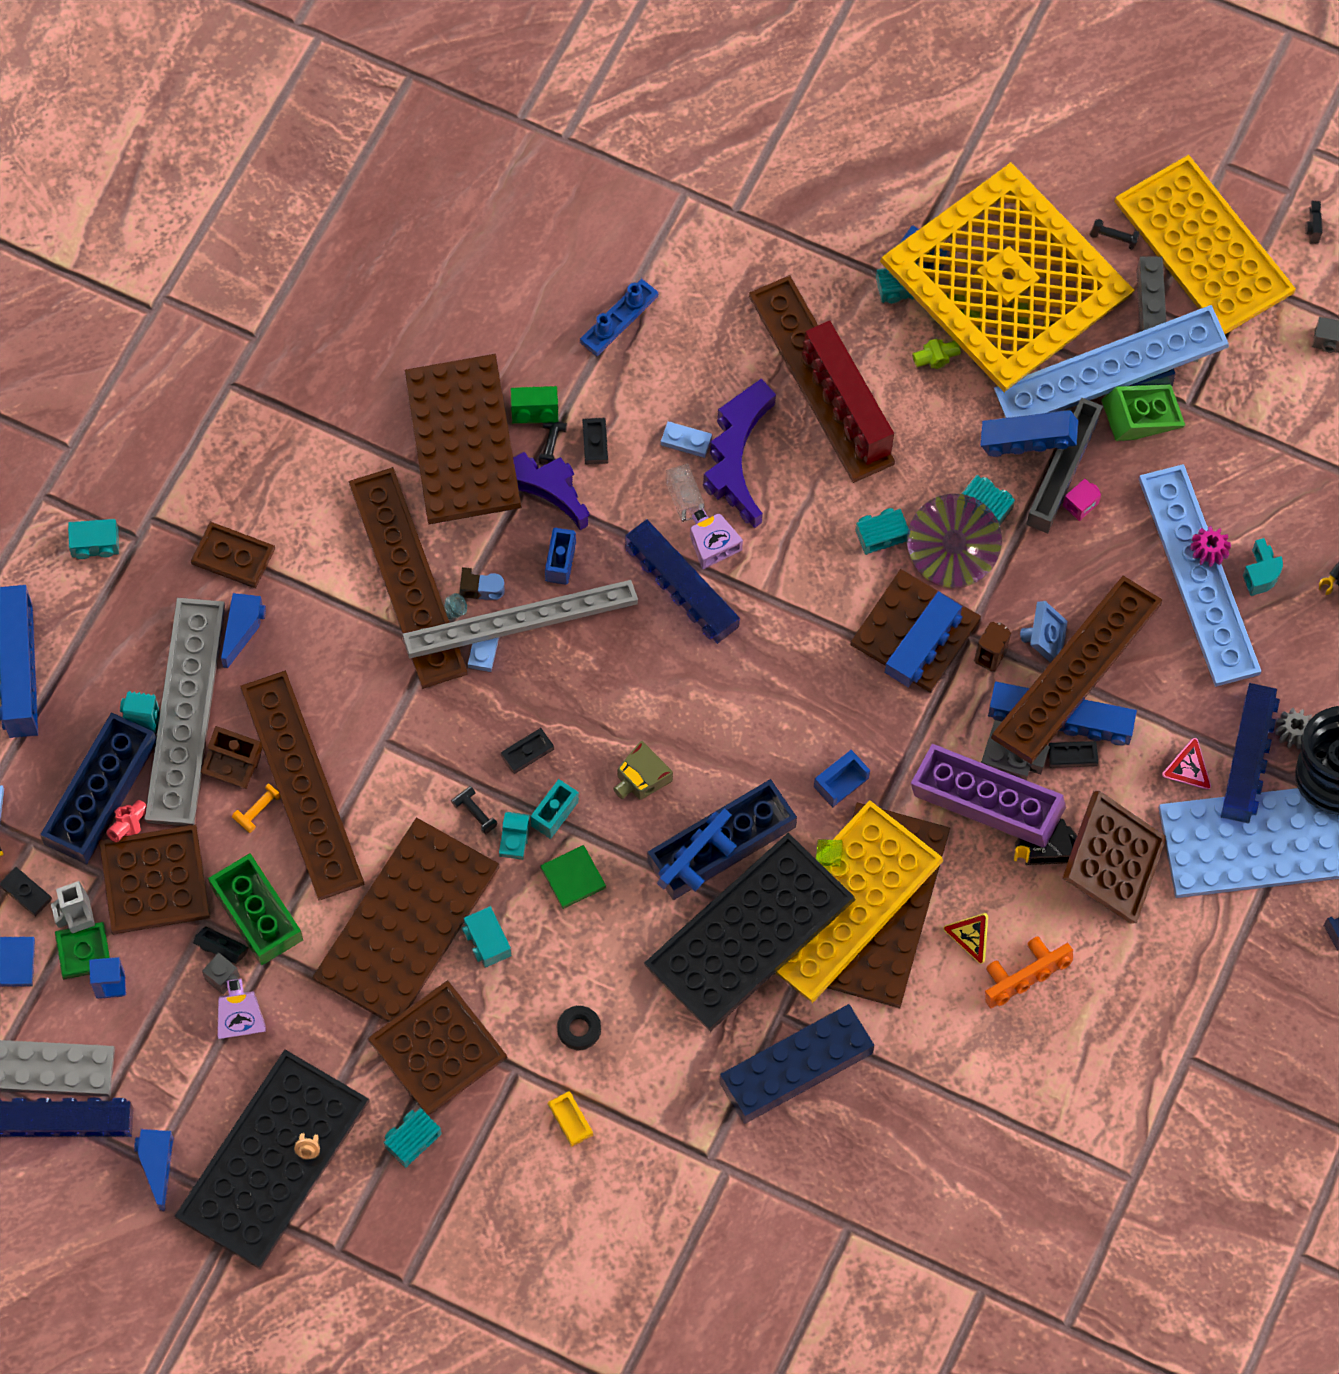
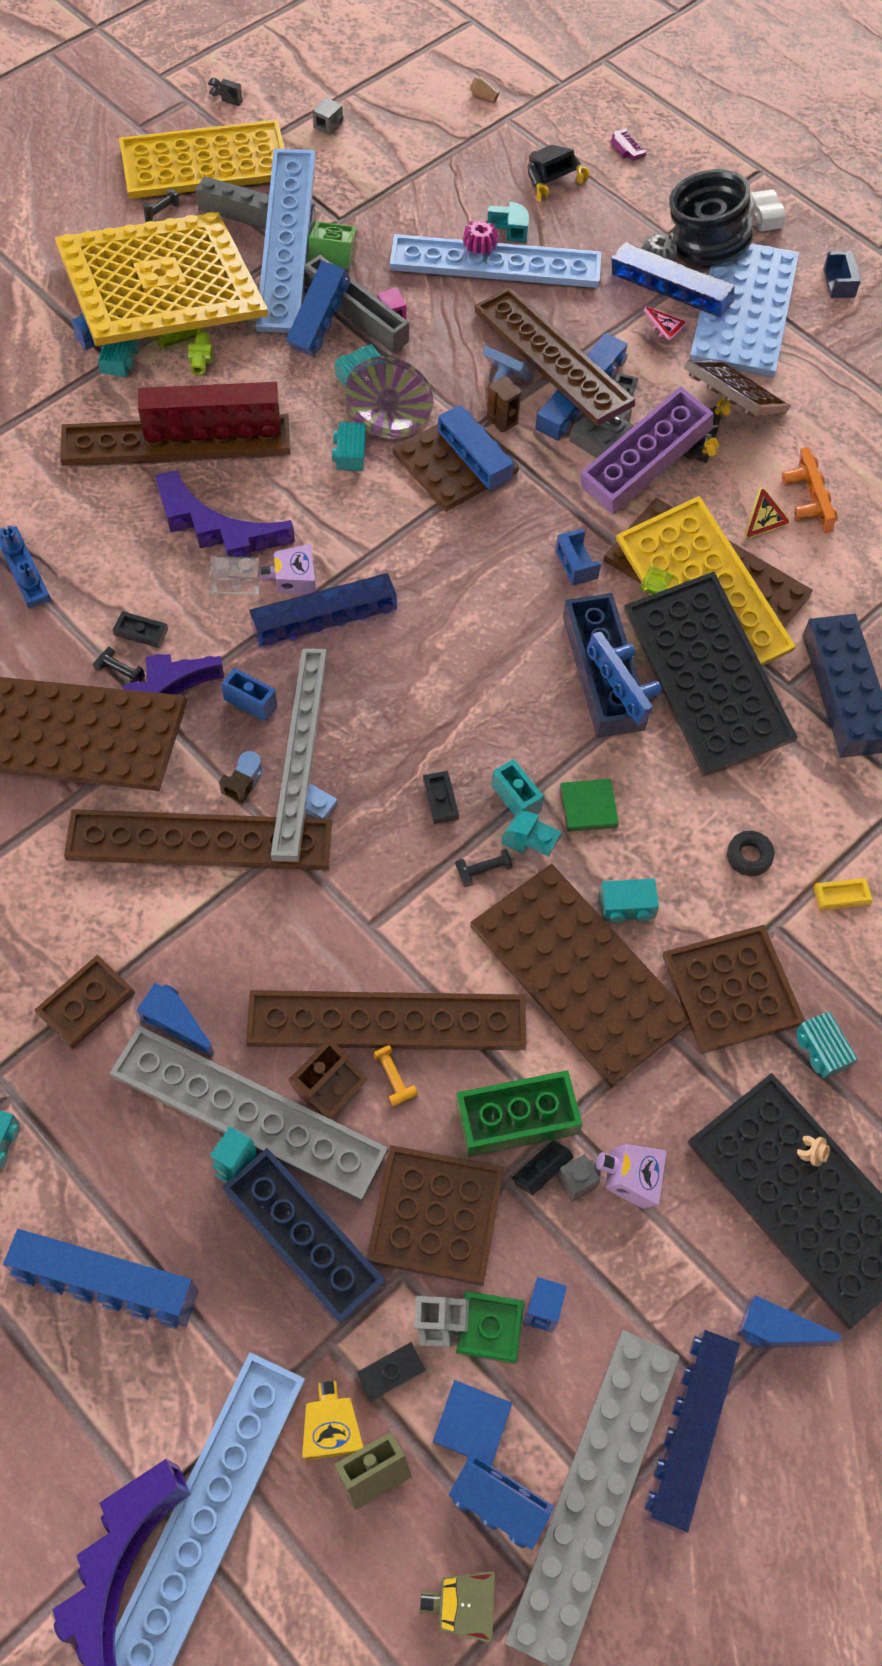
camera: 70 degrees left, 5 degrees down
(127, 820) = (356, 1219): coral axle -> none
(455, 606) = (253, 805): clear light blue tile -> none
(534, 404) = (75, 660): green brick -> none
(642, 773) = (506, 707): olive torso -> none
(686, 439) = (178, 560): light blue plate -> none

